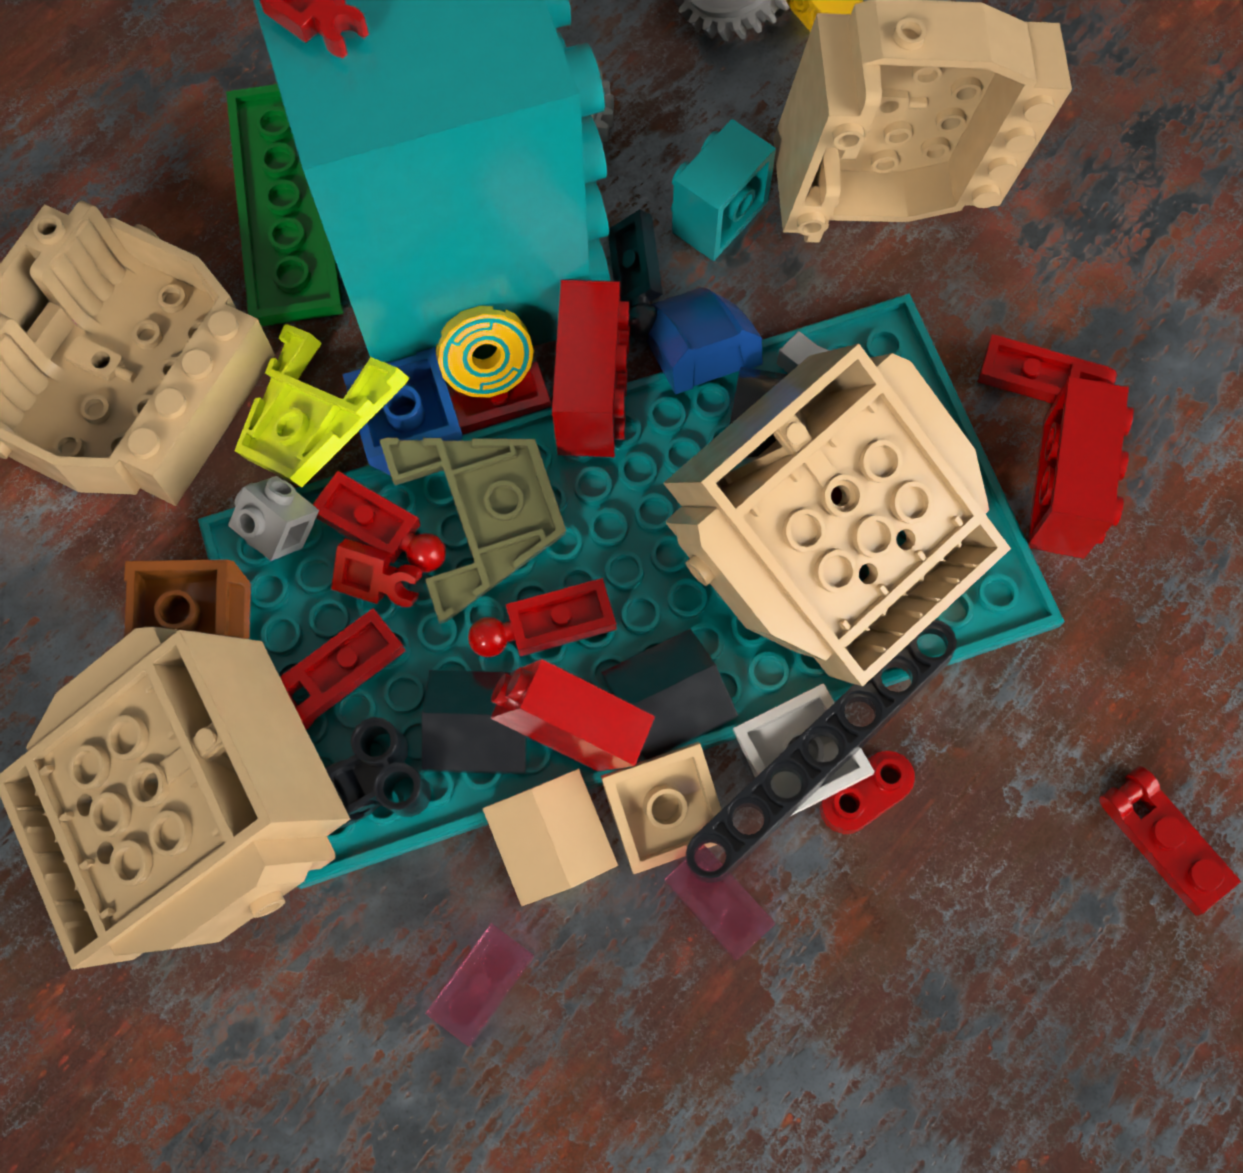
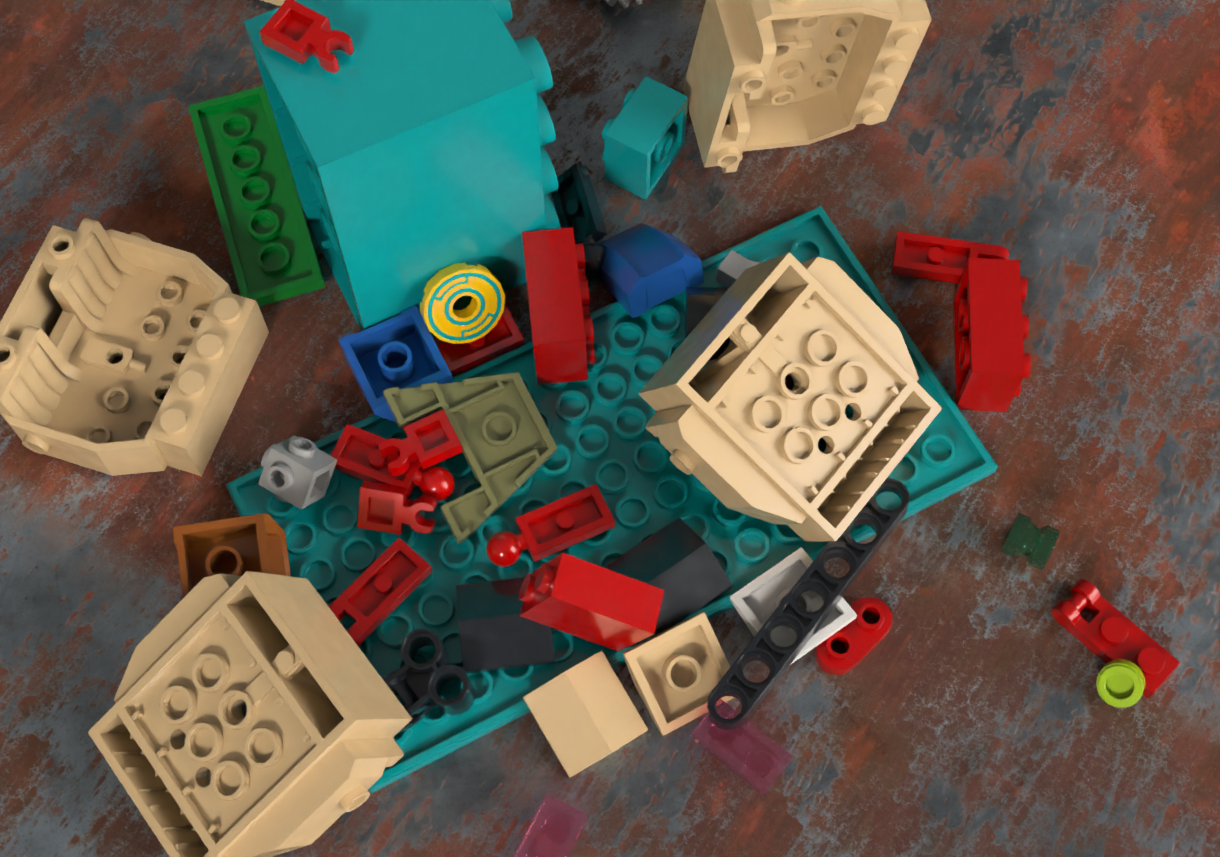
camera: 10 degrees left, 5 degrees down
(302, 426) = (307, 390): neon yellow wing -> none
(421, 504) = (427, 441): none -> red plate
(1085, 711) = (1030, 541): none -> clear green wheel
(1167, 895) = (1120, 683): none -> lime tile

